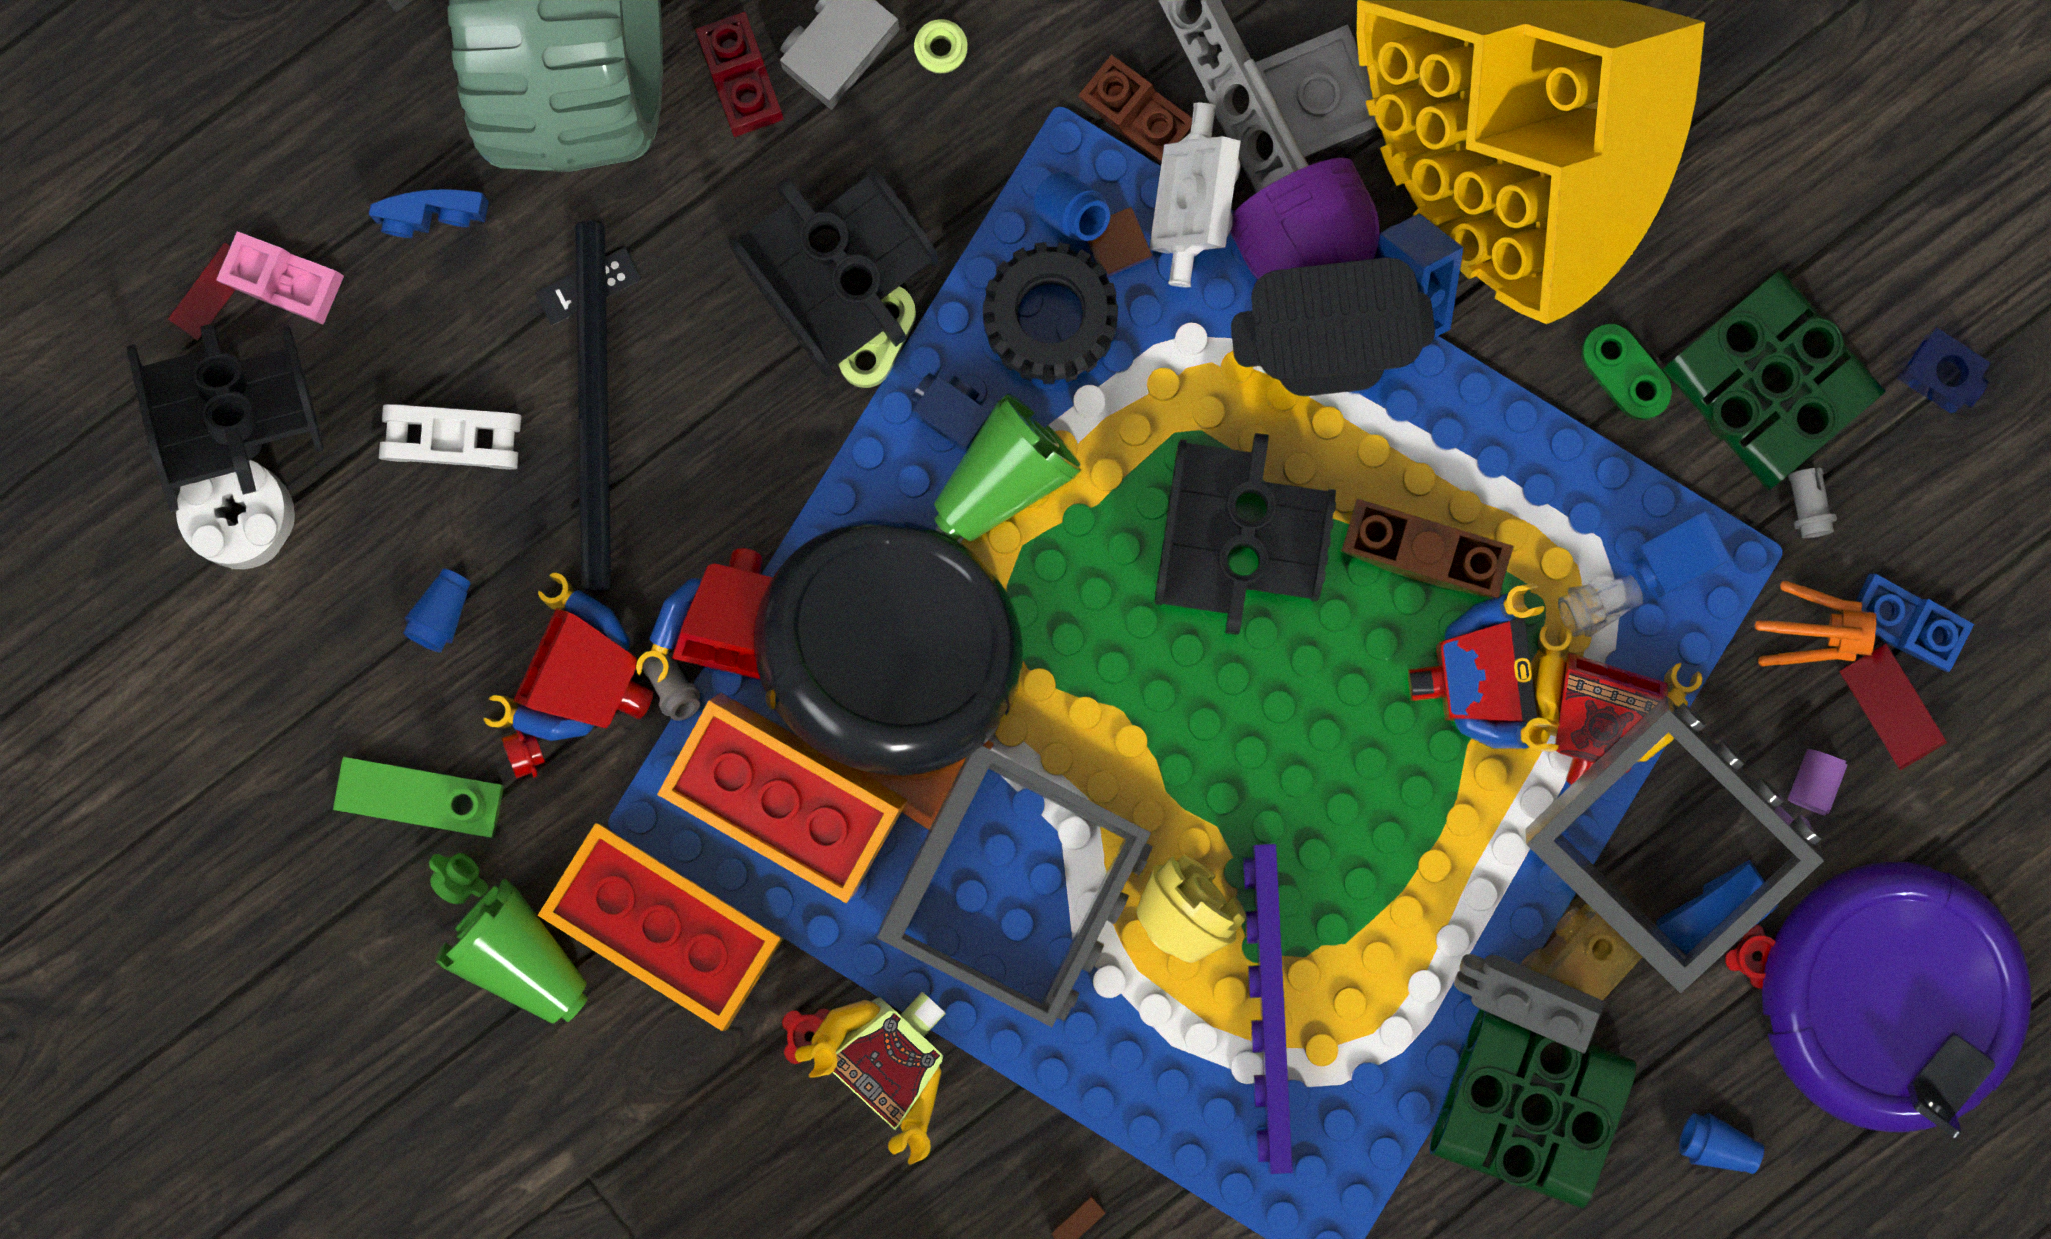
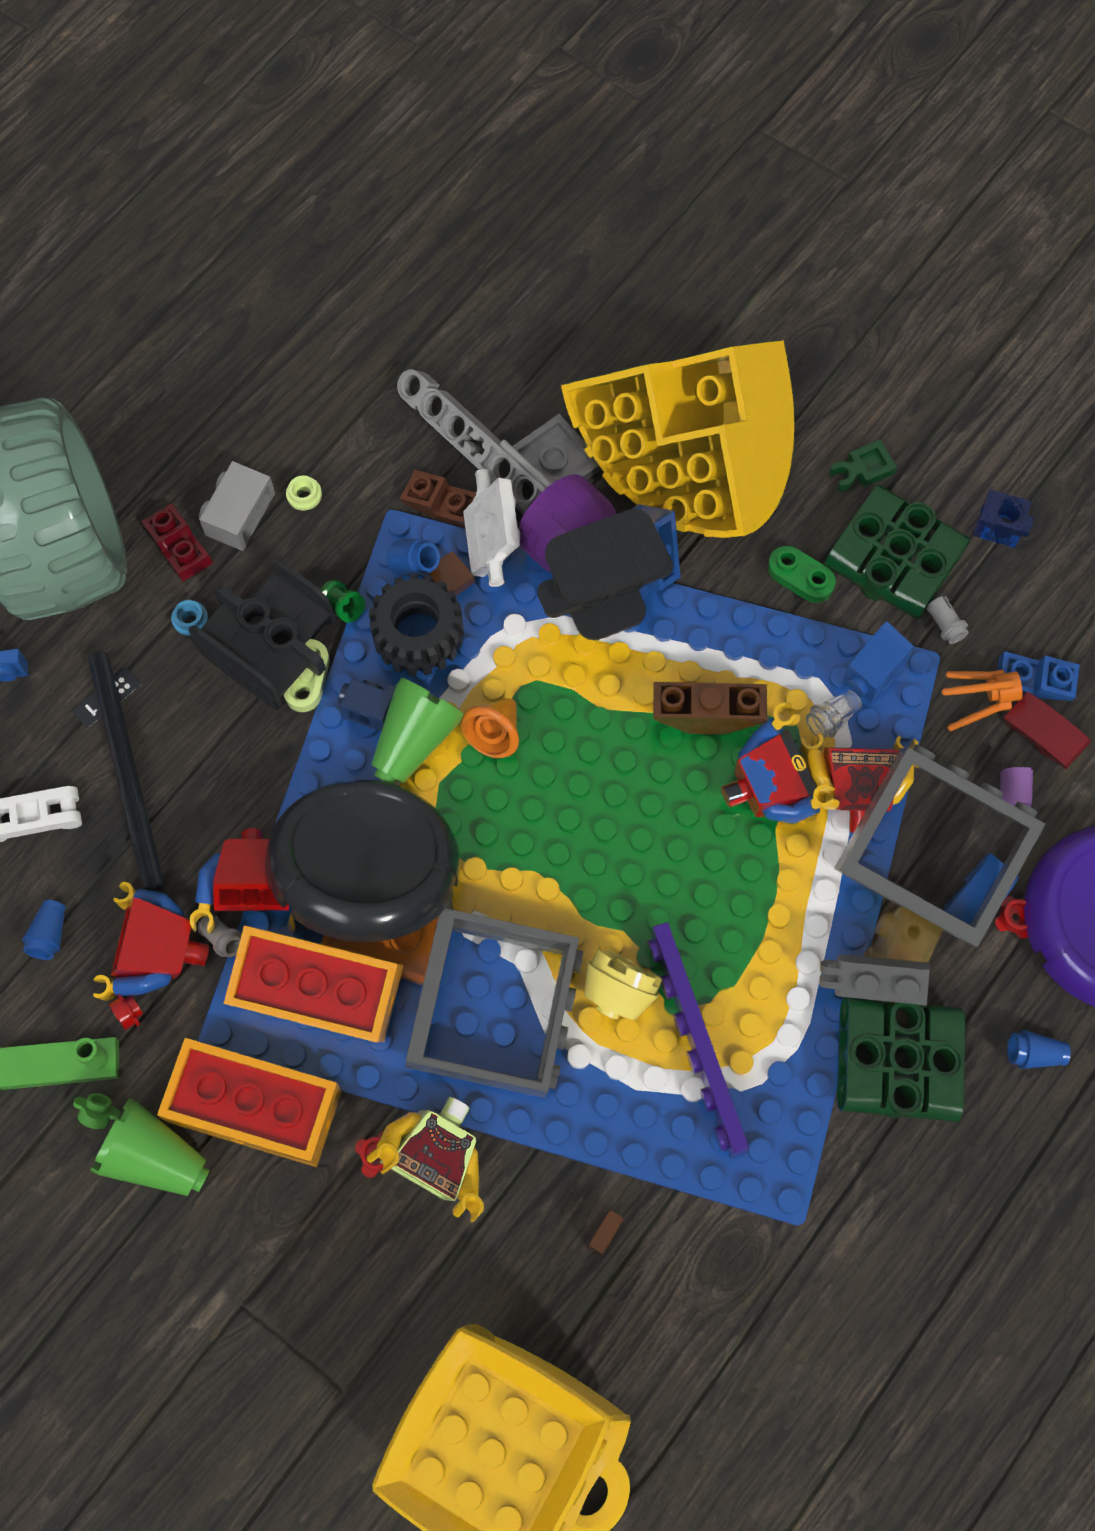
camera: 20 degrees left, 15 degrees down
(732, 183) = (185, 609): none -> dark azure plate
(957, 244) = (345, 603): none -> green bush
(1118, 494) = (492, 728): none -> orange hat
(1205, 528) = (558, 727): black piece -> none
(1777, 228) = (865, 464): none -> dark green plate

